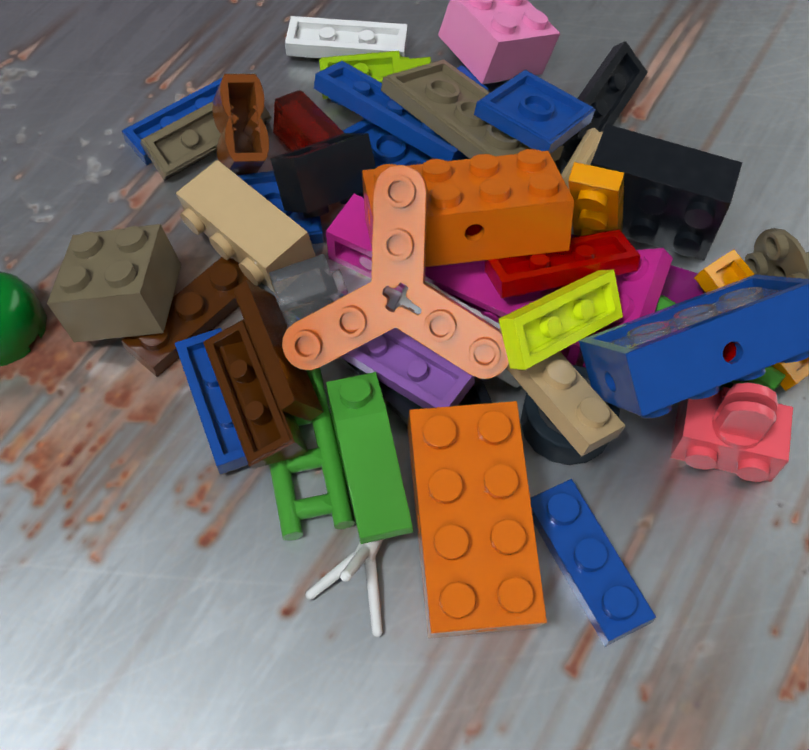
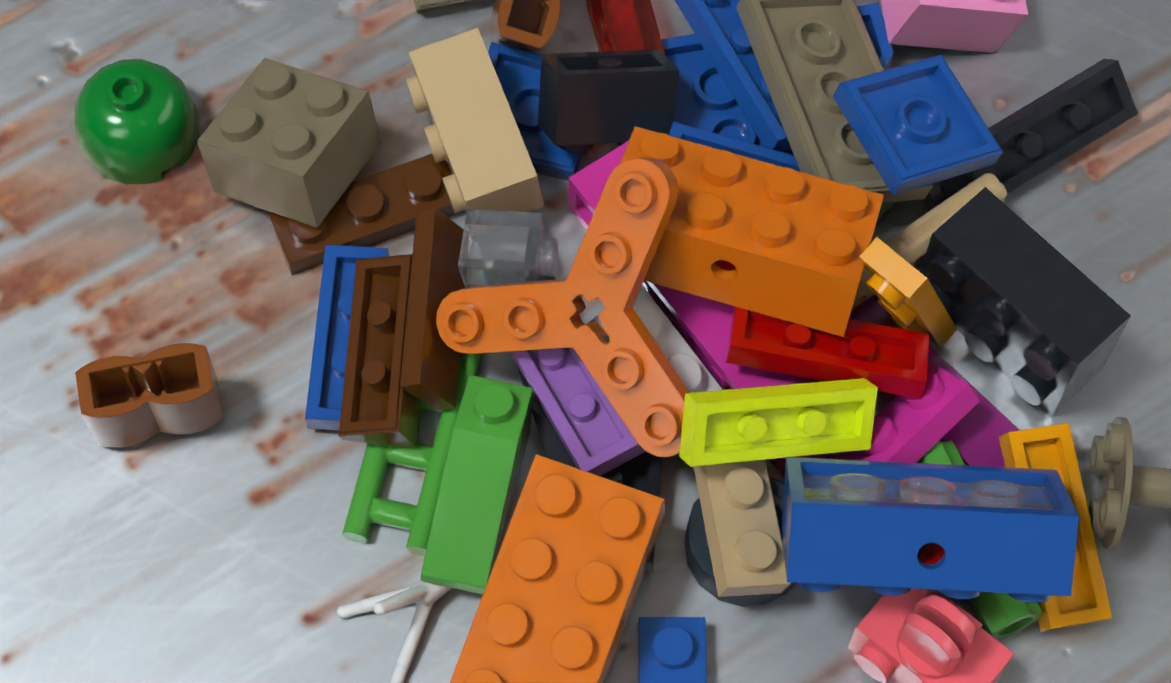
camera: 25 degrees right, 5 degrees up
(80, 505) = (136, 398): none -> dark orange brick

